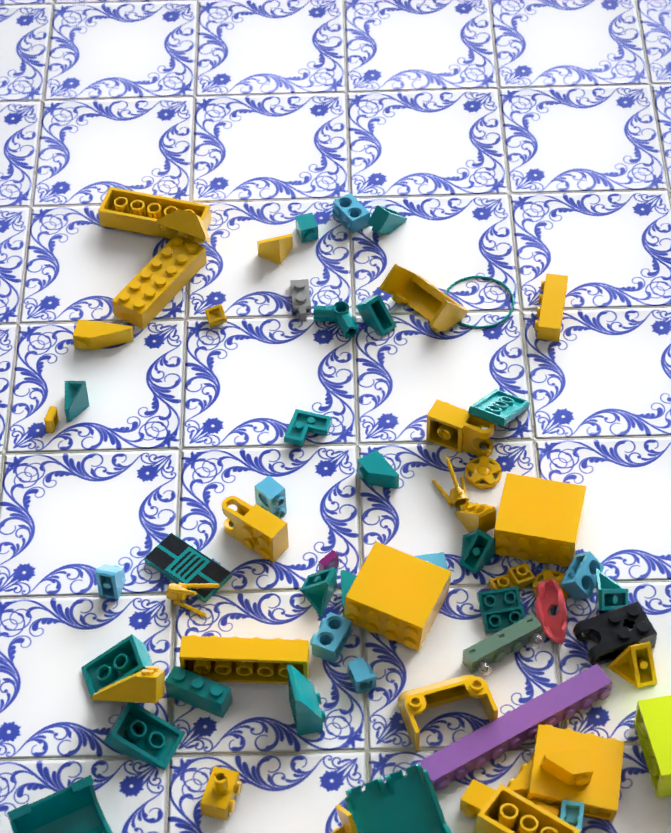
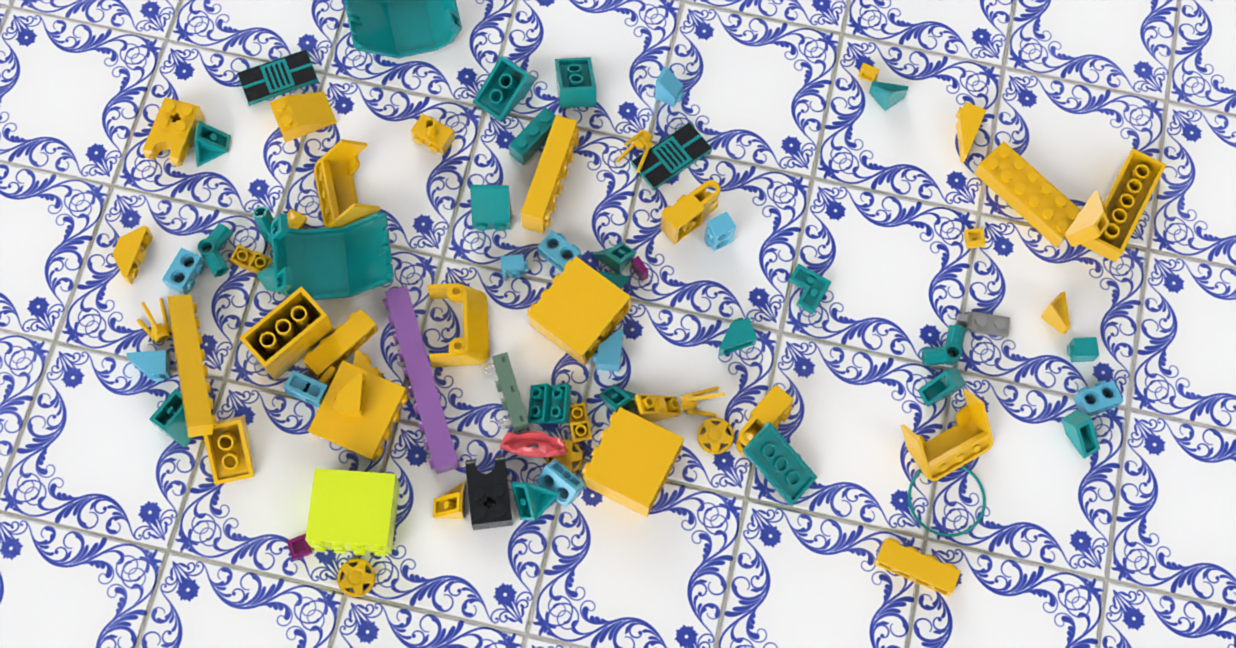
camera: 100 degrees right, 20 degrees up
(140, 687) = (537, 78): yellow slope -> none

